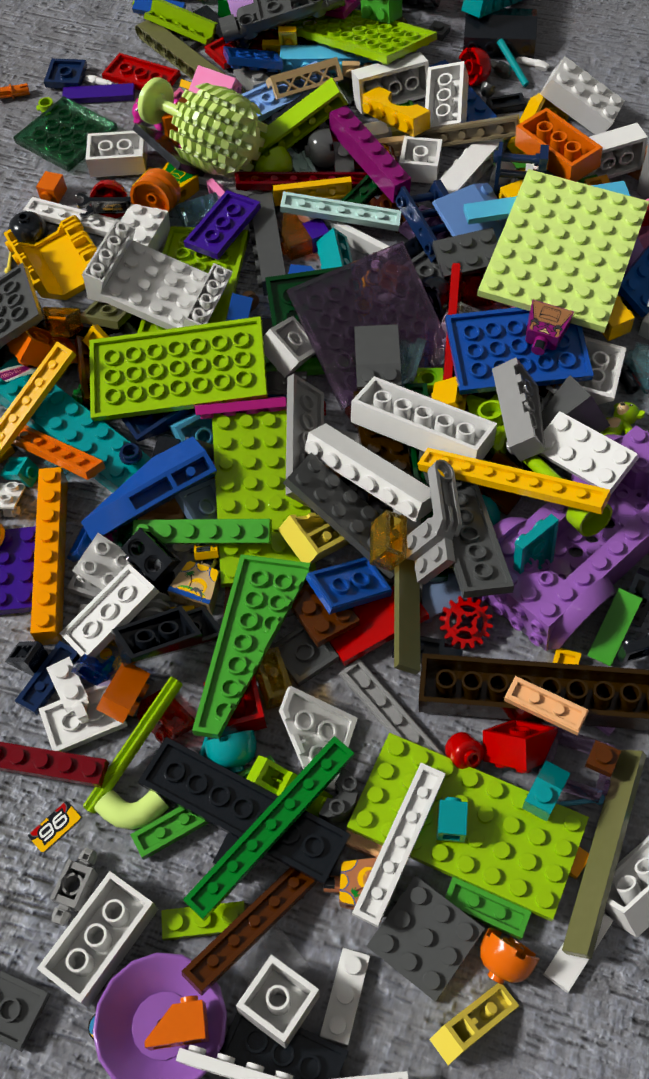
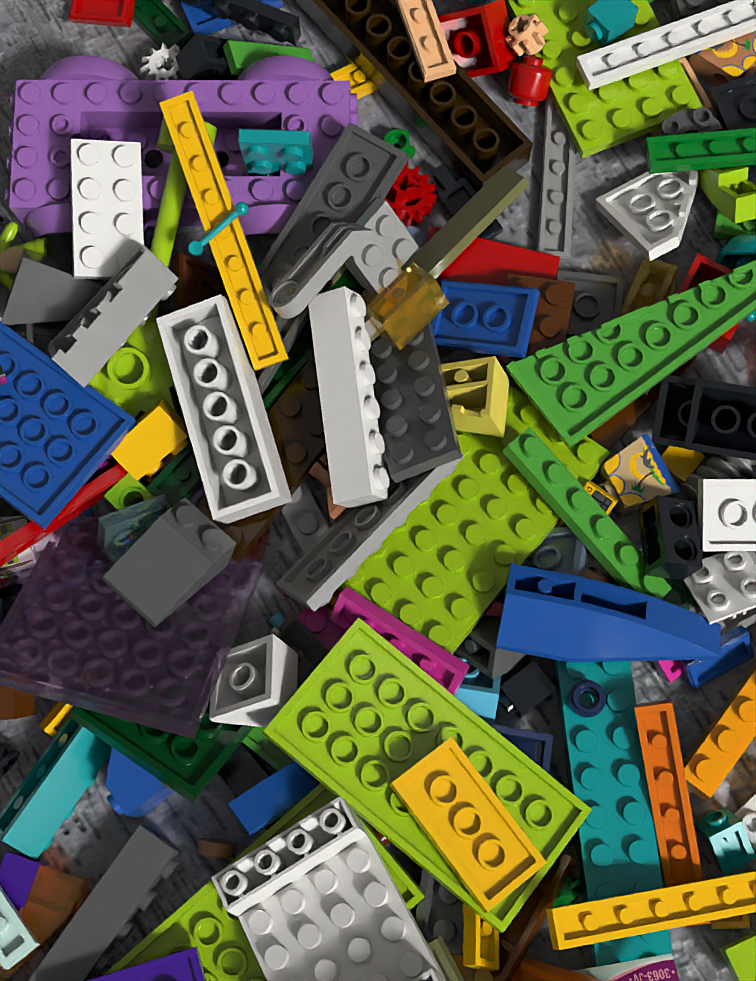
camera: 135 degrees left, 15 degrees up
(139, 357) = (468, 824): none -> yellow plate
(490, 763) = (526, 34): none -> light nougat gear
(499, 647) = (402, 138): none -> green plate
(513, 458) = (196, 247): none -> teal hinge

